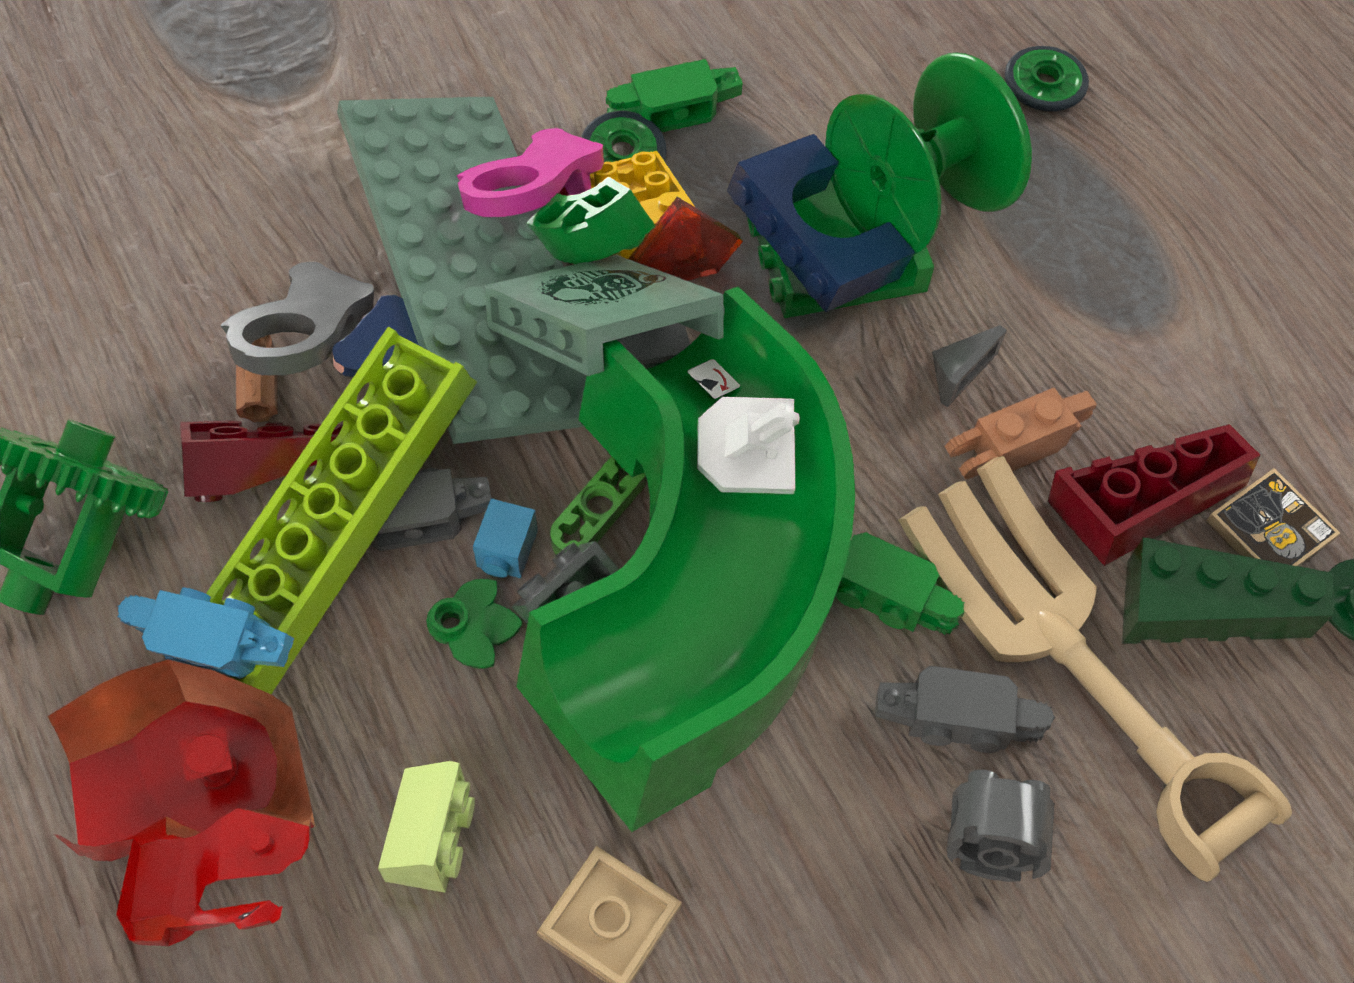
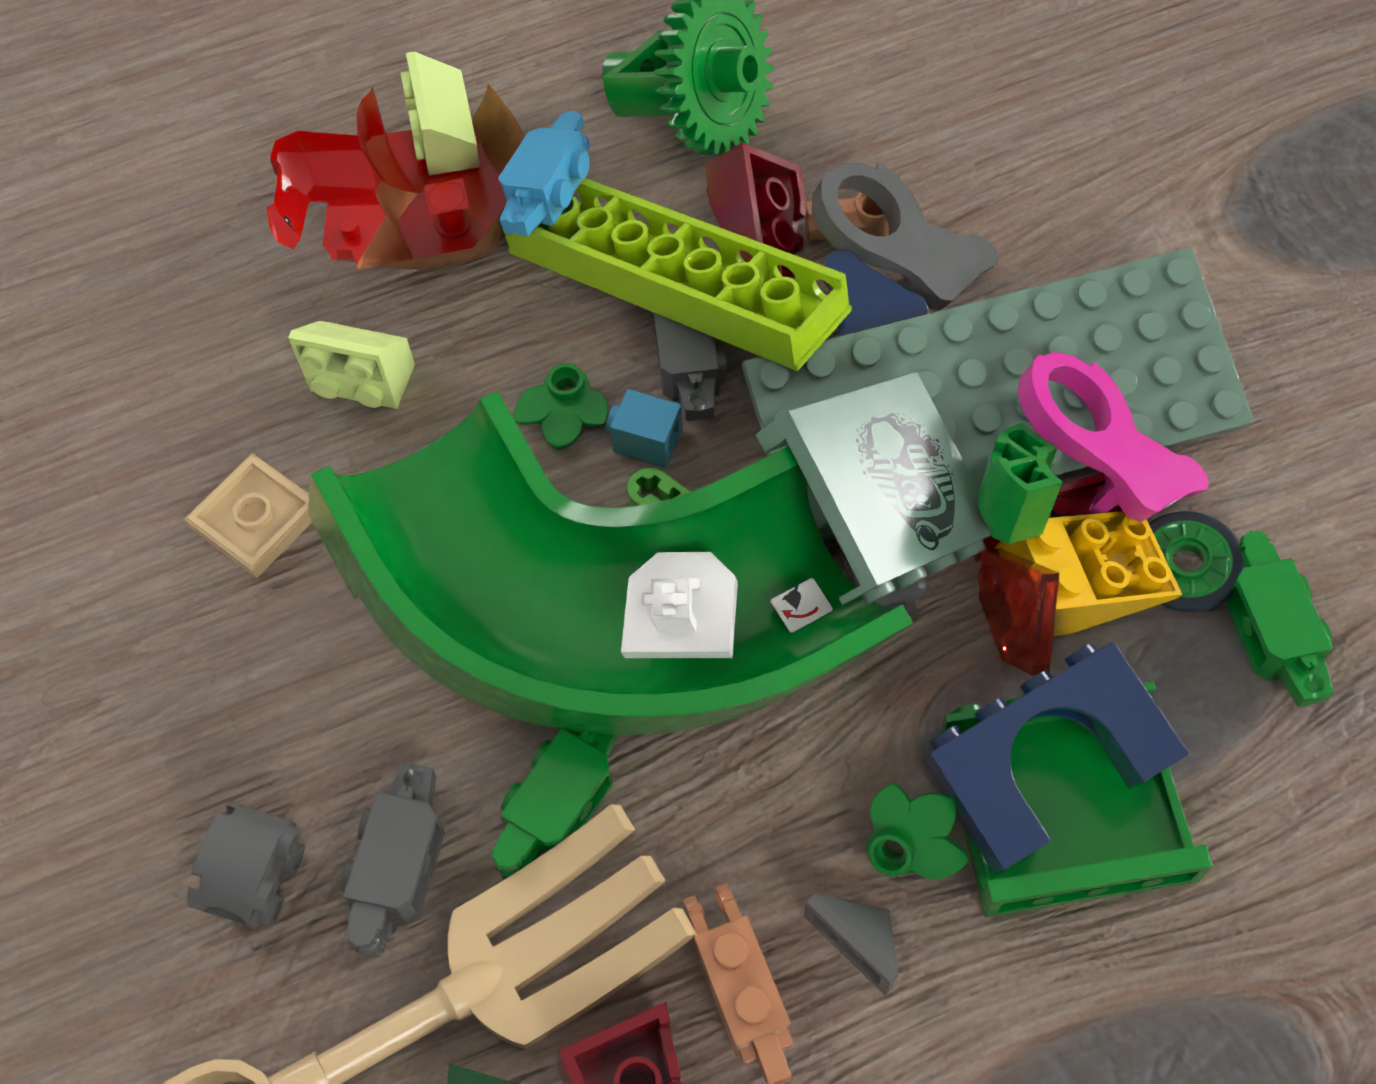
camera: 100 degrees right, 0 degrees up
(82, 777) = (439, 115): none -> yellowish green slope
(574, 570) = (575, 469): dark grey brick -> none
(884, 322) = (919, 828): none -> green plate
(963, 137) = (1165, 914): green piece -> none

